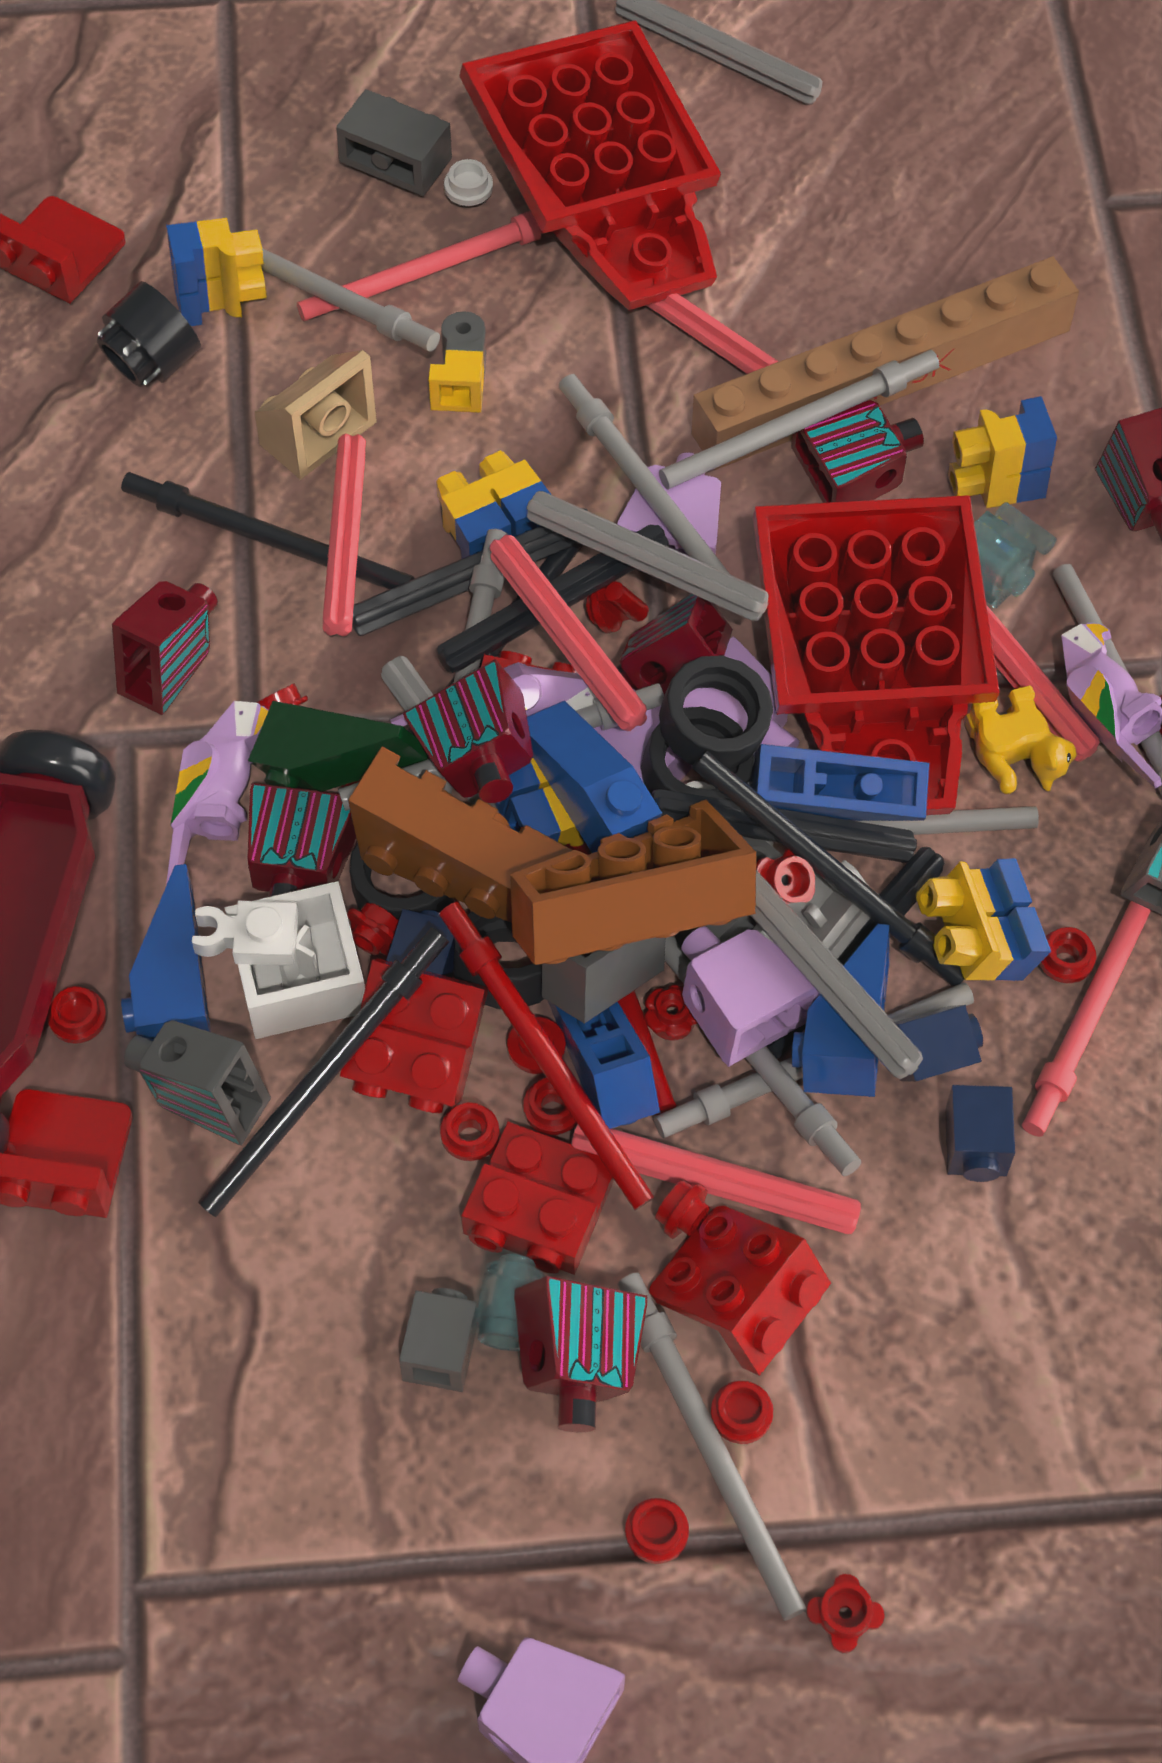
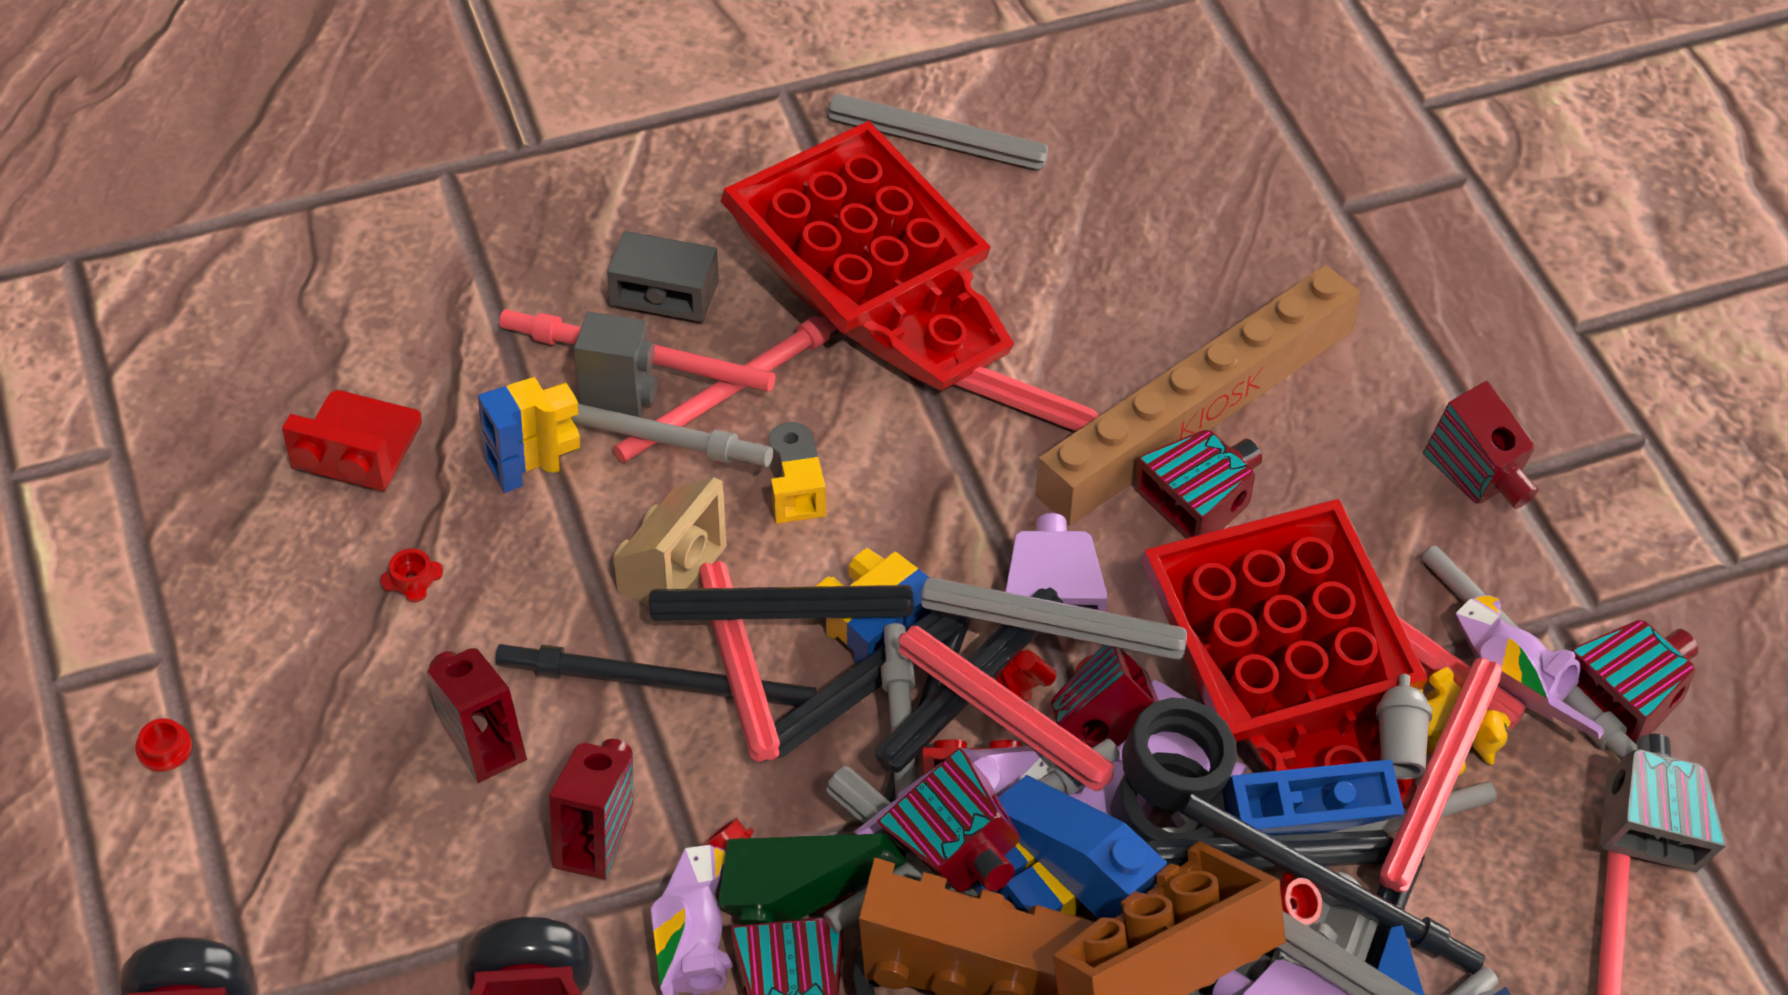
camera: 15 degrees left, 10 degrees down
(69, 388) = (411, 563): none -> red plate
(76, 512) = (469, 687): none -> dark red torso
(146, 336) = (478, 506): black piece -> none
(274, 176) = (551, 329): none -> coral bar
(314, 221) = (615, 364): none -> dark grey brick
(397, 486) = (781, 602): none -> black axle
(468, 183) = (744, 301): white plate -> none
(597, 421) = (955, 499): light grey bar -> none
(885, 381) = (1212, 409): light grey bar -> none
(957, 737) = (1404, 728): none -> light grey piece
(982, 788) = (1440, 775): none -> coral axle
(985, 921) = (1489, 902): yellow hips -> none
(1005, 456) = (1348, 456): yellow hips -> none
(1008, 550) = (1384, 540): clear light blue brick -> none
(1072, 942) = (1573, 905): red plate -> none

